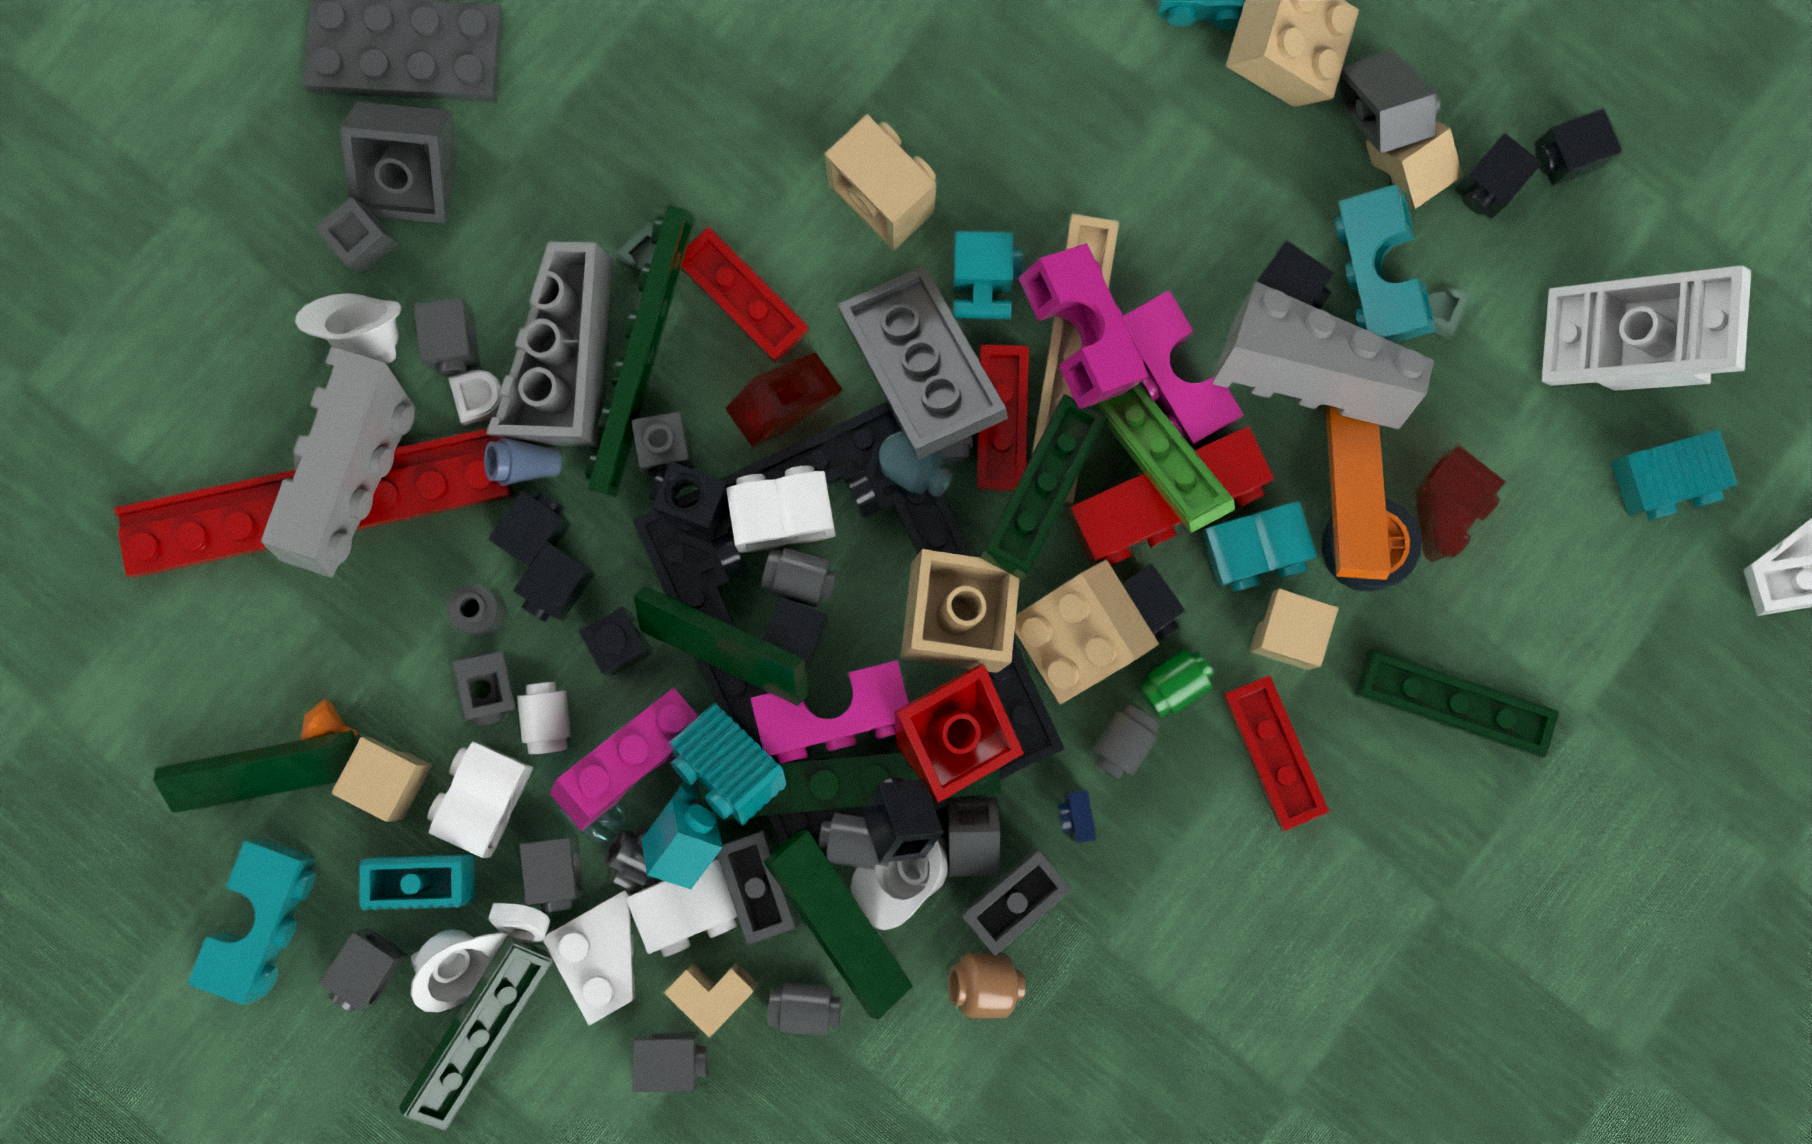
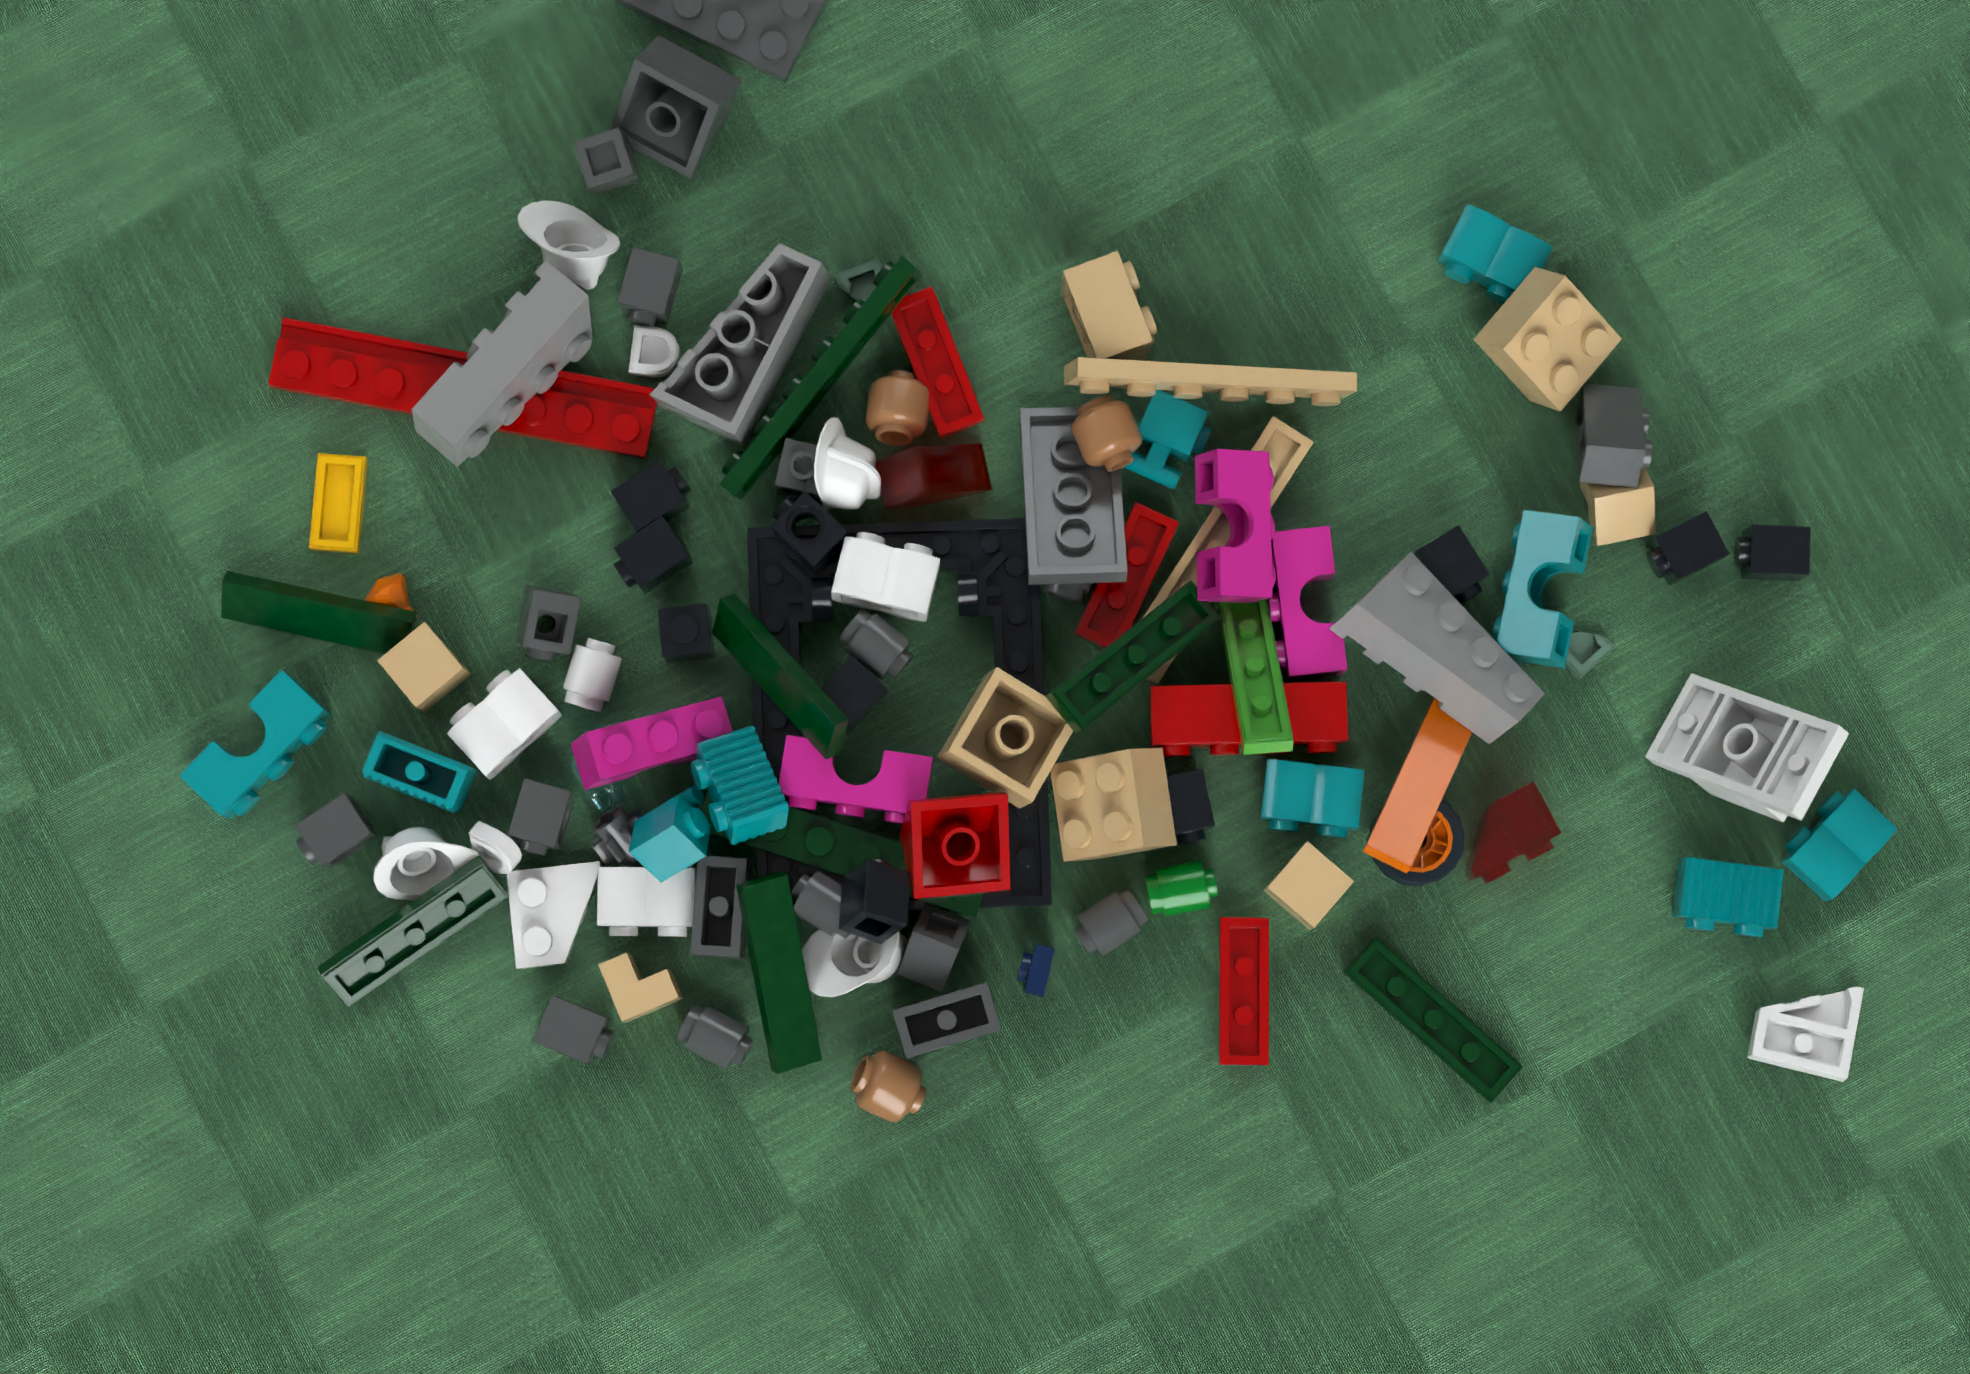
camera: 25 degrees right, 0 degrees up
(240, 659) = (338, 503): none -> yellow tile
(490, 615) = (583, 561): dark grey brick -> none
(518, 461) = (665, 430): sand blue cone -> none
(698, 426) = (844, 469): none -> white piece
(724, 351) = (897, 408): none -> medium nougat head
(915, 475) = (1021, 598): clear light blue arm -> none
(928, 289) = (1106, 433): none -> medium nougat head
(987, 206) = (1192, 379): none -> tan plate
(1755, 399) = (1838, 843): none -> teal brick

